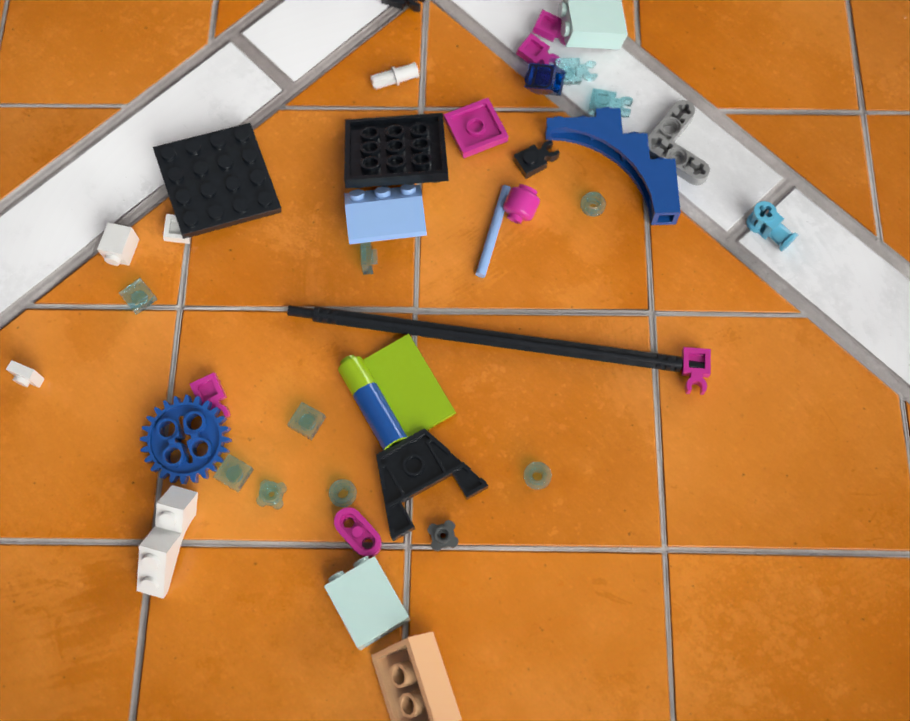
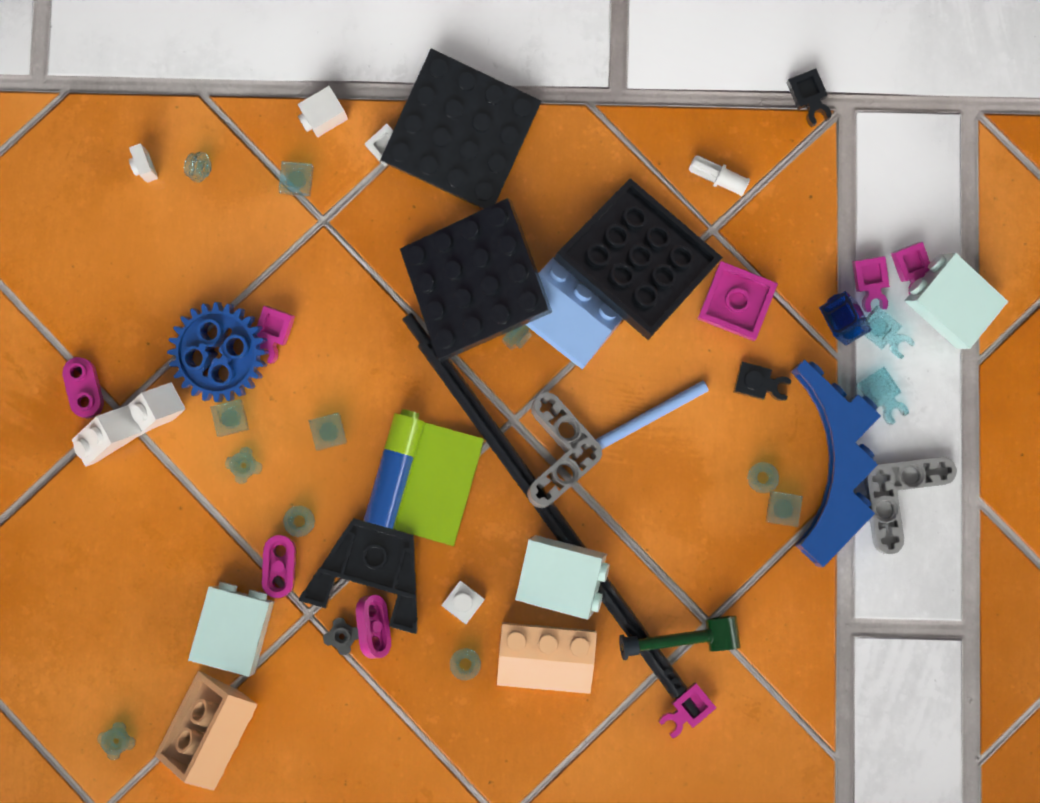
camera: 45 degrees right, 15 degrees up
(65, 345) = (197, 166): none -> clear light blue plate
(111, 550) = (84, 386): none -> dark pink plate
(310, 246) = (475, 280): none -> black plate
(457, 508) = (373, 626): none -> dark pink plate
(467, 288) = (570, 446): none -> light grey beam
(496, 440) = (463, 602): none -> white plate
(521, 203) = (699, 416): dark pink head -> none
(541, 361) = (562, 577): none -> light aqua brick
(581, 420) = (546, 657): none -> light nougat slope
(623, 208) = (784, 509): none -> clear light blue plate
(664, 308) = (719, 633): none -> dark green piece
(770, 225) = (893, 655): medium azure connector -> none

